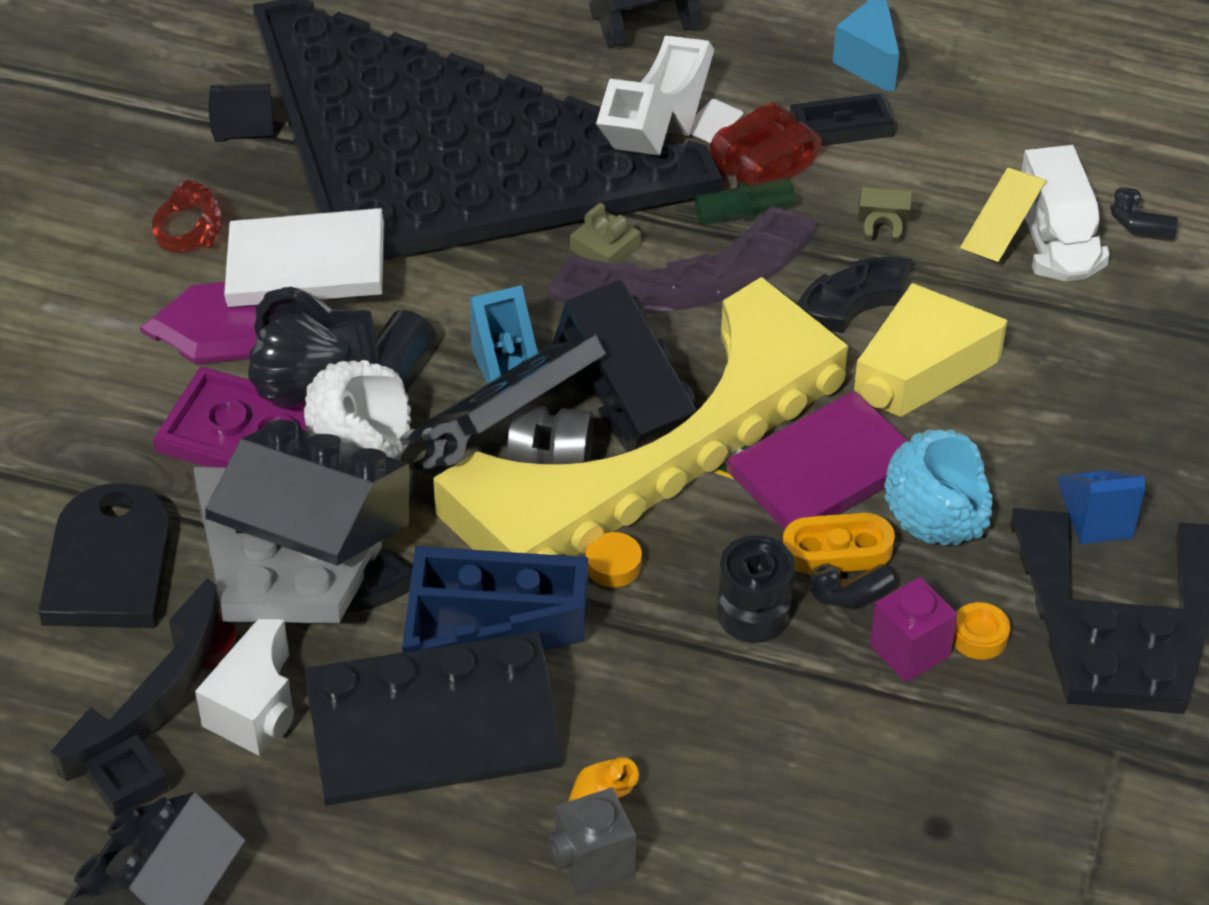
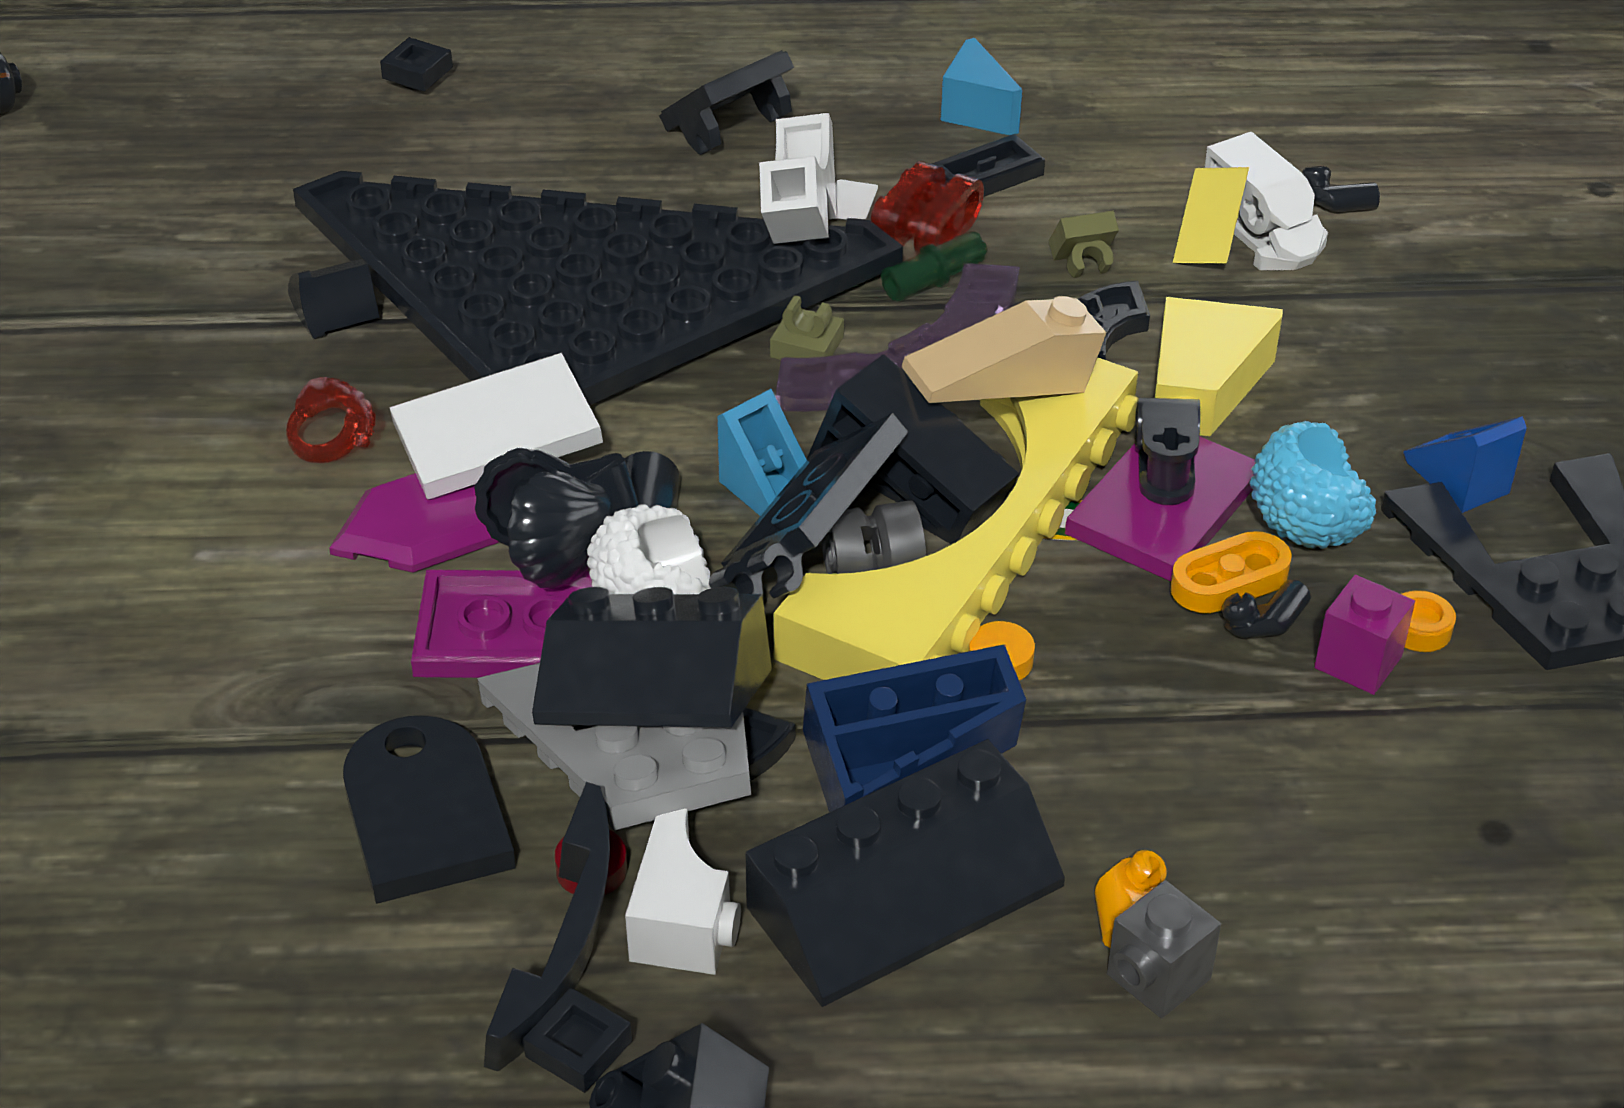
camera: 20 degrees left, 5 degrees down
(729, 306) = (1016, 353): none -> tan slope
(755, 588) = (1181, 636): black wheel -> none
(838, 419) = (1166, 447): none -> black piece

